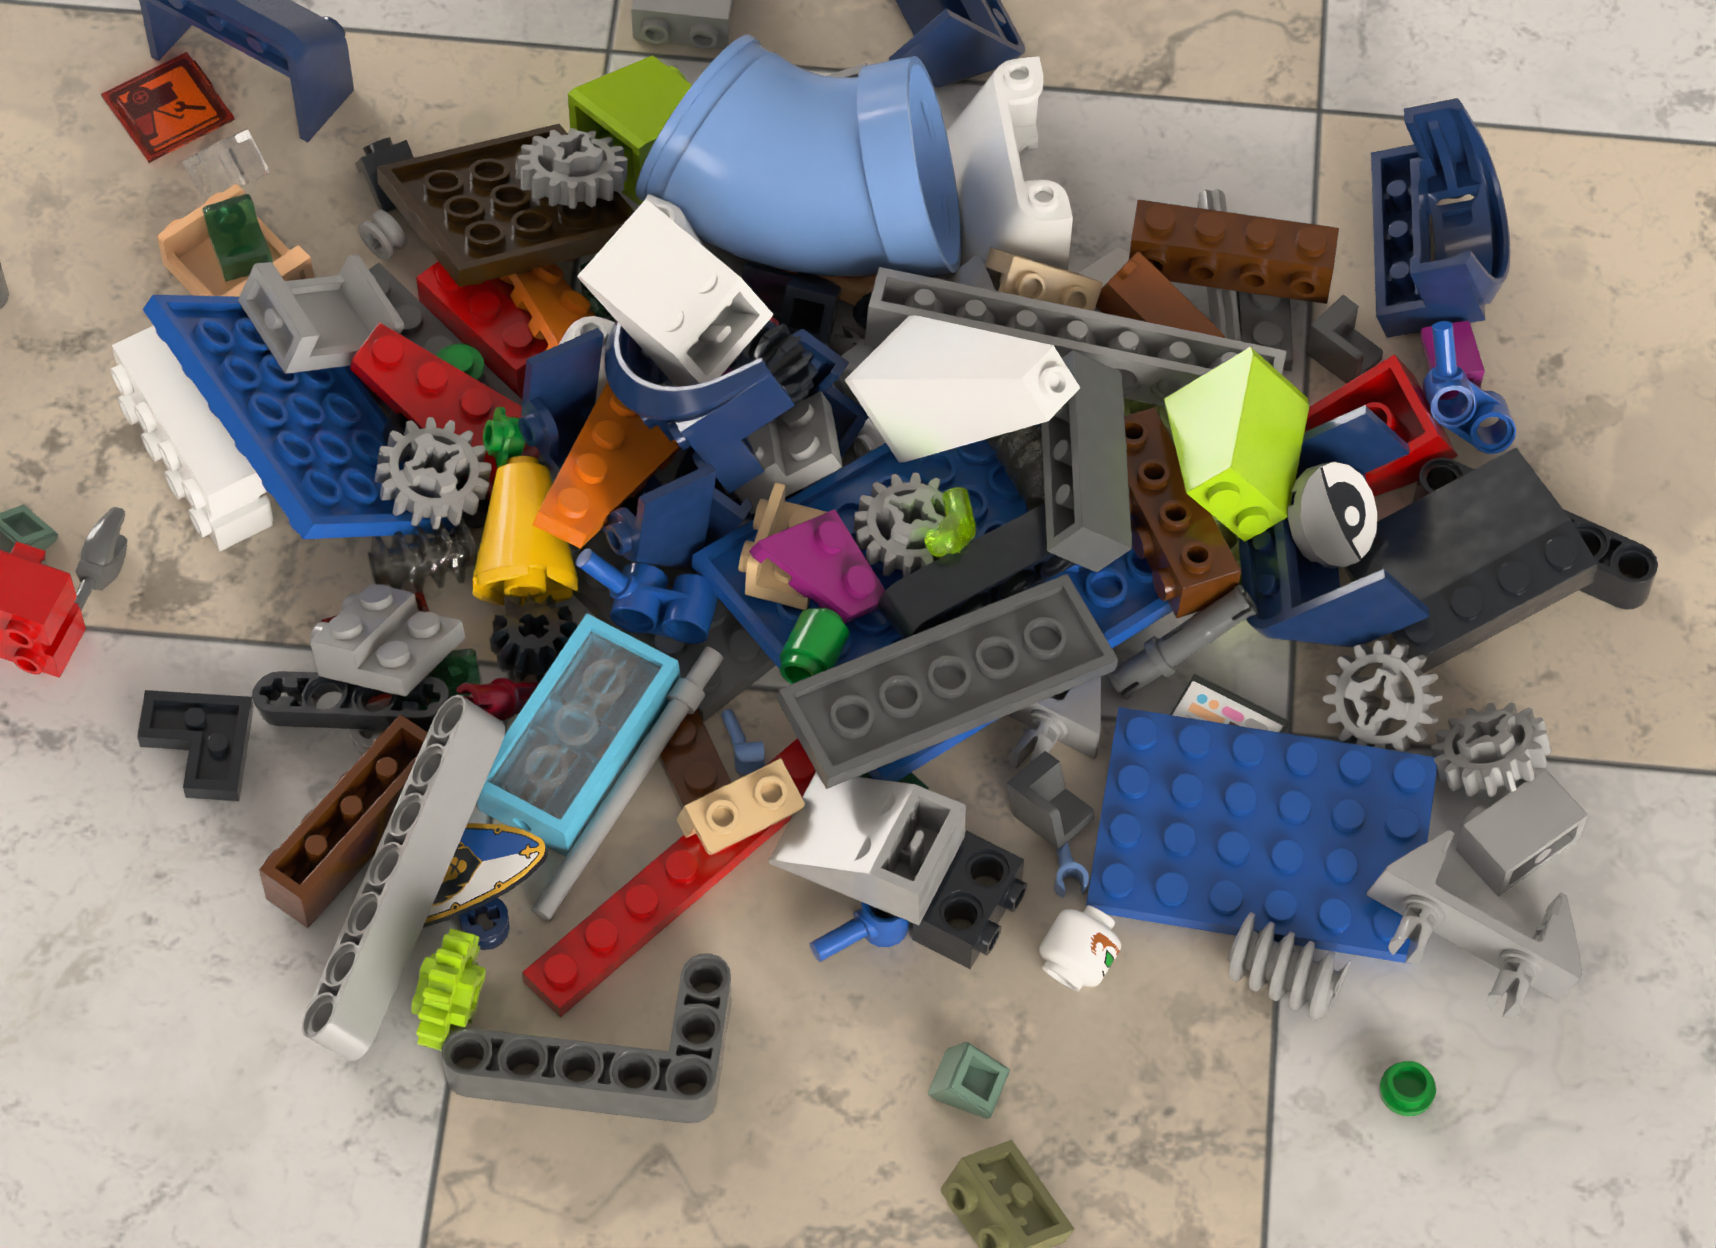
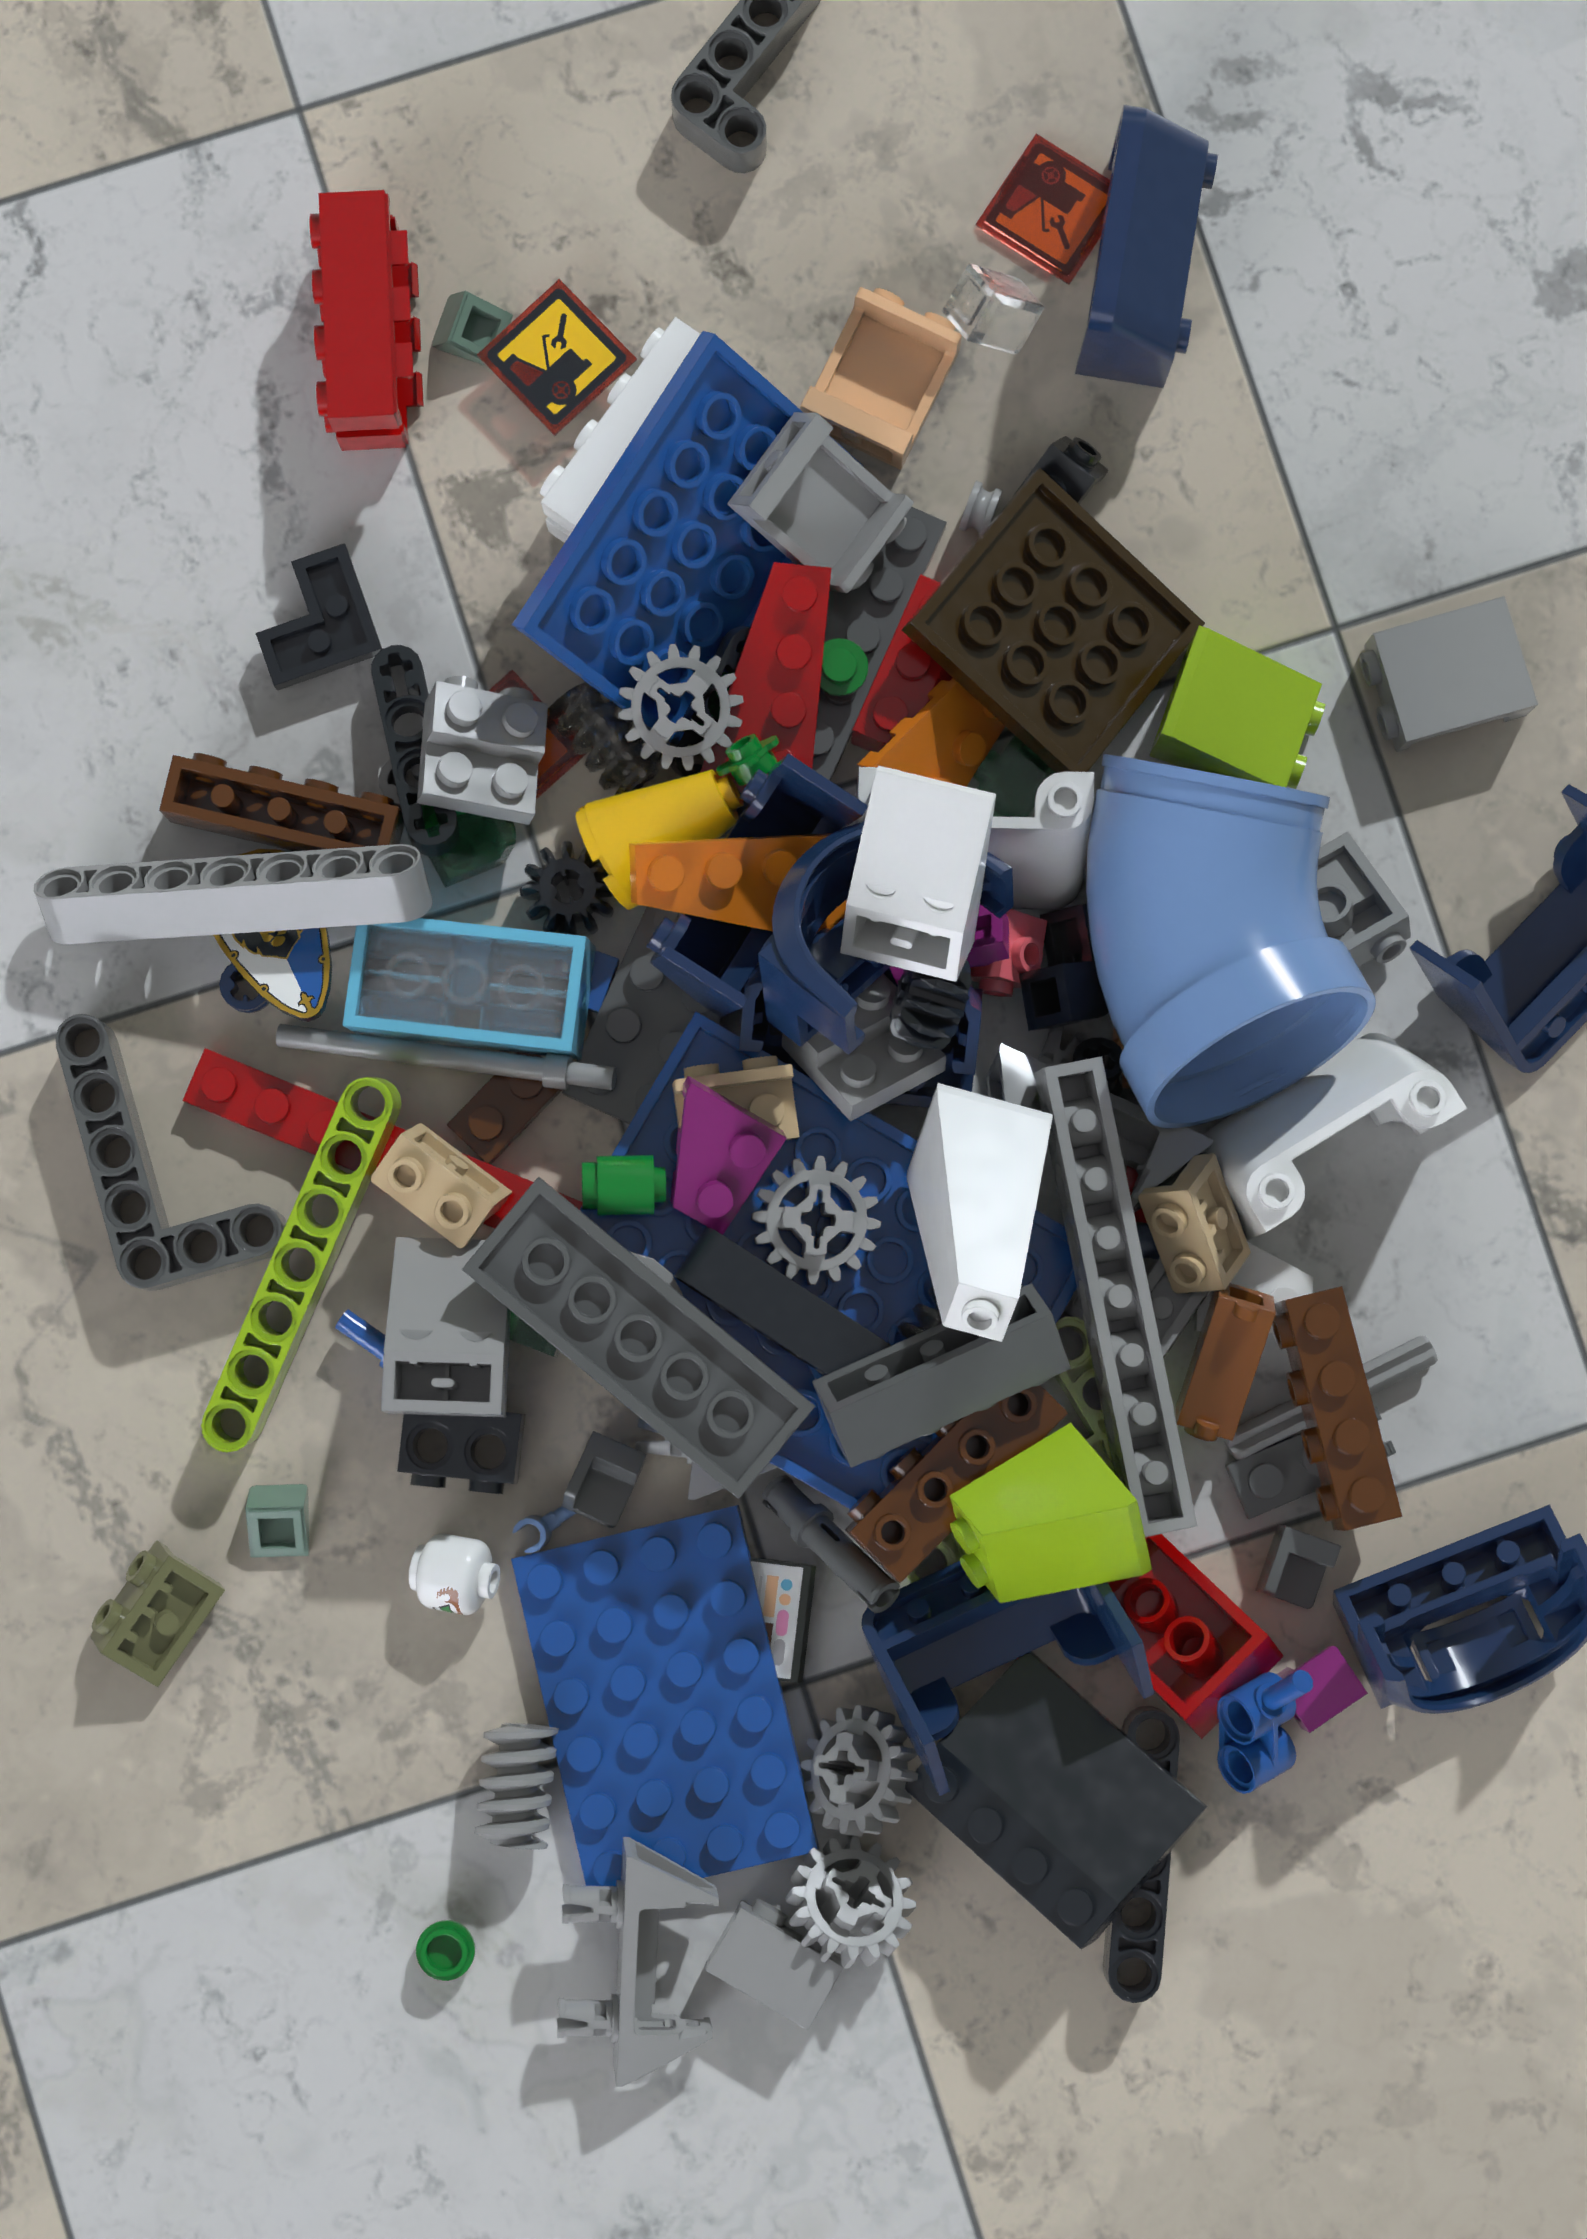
camera: 65 degrees right, 25 degrees up
(81, 477) = (557, 357): none -> piece
(101, 555) = (475, 423): dark grey hand -> none
(236, 236) = (895, 369): clear green bracket -> none
(448, 989) = (134, 992): lime gear -> none
(499, 697) = (473, 890): dark red axle -> none
(572, 168) = (1110, 677): light grey gear -> none
(647, 606) = (647, 996): blue beam -> none
(747, 755) = (534, 1156): medium blue hand -> none
(757, 978) = (281, 1284): none -> lime beam
(958, 526) = (815, 1273): clear neon green arm -> none
(1332, 515) = (1031, 1646): tile -> none

